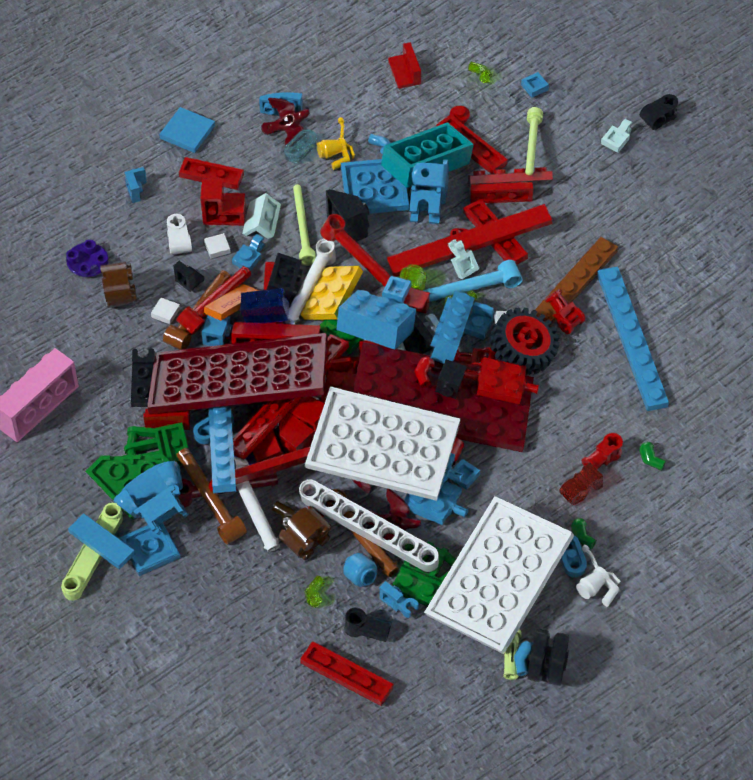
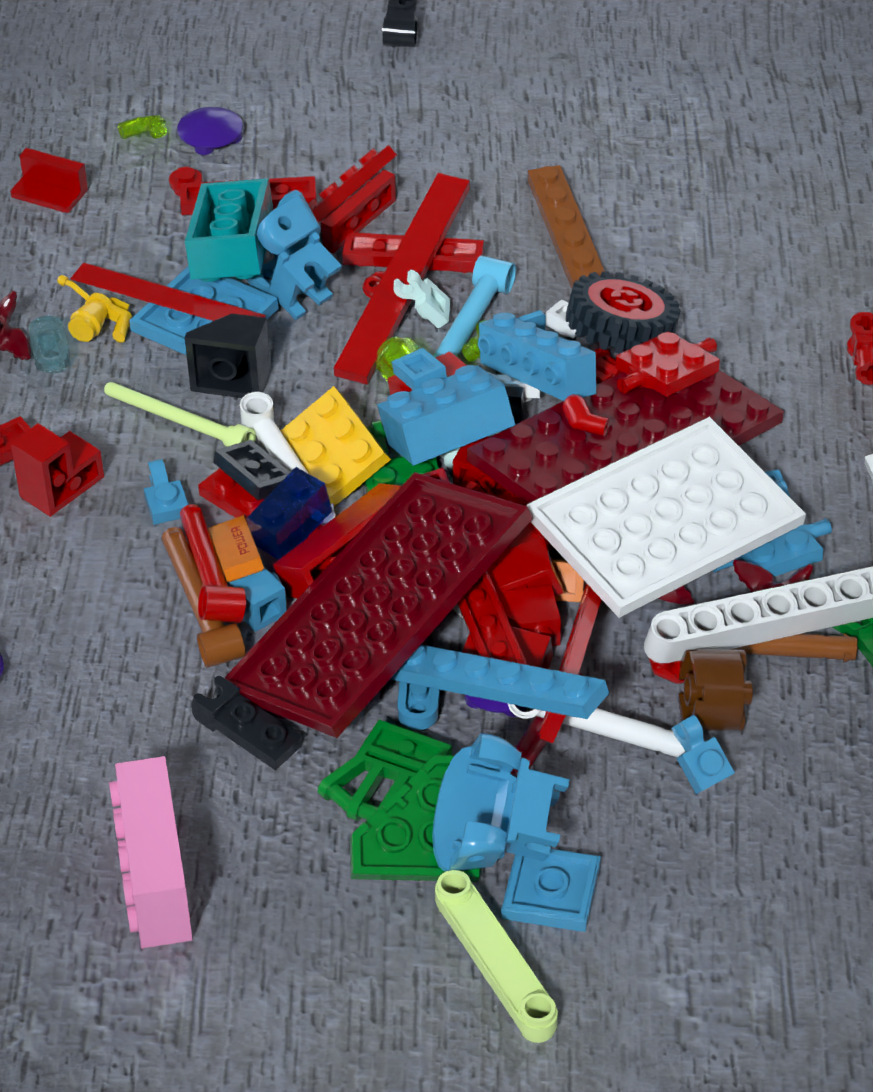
camera: 50 degrees left, 10 degrees down
(101, 541) = (498, 926): dark azure tile -> none
(117, 284) = (62, 646): reddish brown brick -> none
(165, 310) = (155, 635): white tile -> none
(167, 418) = (331, 753): red panel -> none
(178, 235) = (47, 544): white piece -> none
(187, 276) = (131, 572): black bracket -> none
(217, 246) = (108, 519): white tile -> none
(229, 527) = (614, 770): dark orange piece -> none
(262, 216) = (119, 446): light aqua panel -> none
(266, 556) = (703, 761): none -> dark azure plate
(285, 511) = (651, 702): dark brown arm -> none
(312, 592) = (807, 752): clear neon green arm -> none
(334, 230) = (250, 370): red piece -> none
(360, 569) = (823, 675): dark azure head -> none
(368, 165) = (156, 293): none -> red sticker
(378, 141) = (153, 268): dark azure arm -> none
(450, 379) = (625, 398): black brick -> none
(506, 96) = (210, 129): none -> dark purple dish
(534, 84) = (226, 93): dark azure plate -> none
(534, 118) = (277, 121): yellowish green piece -> none
(566, 312) = (612, 255): red connector -> none
(617, 137) = (392, 75): light aqua plate -> none
(632, 339) = (711, 233): dark azure plate -> none

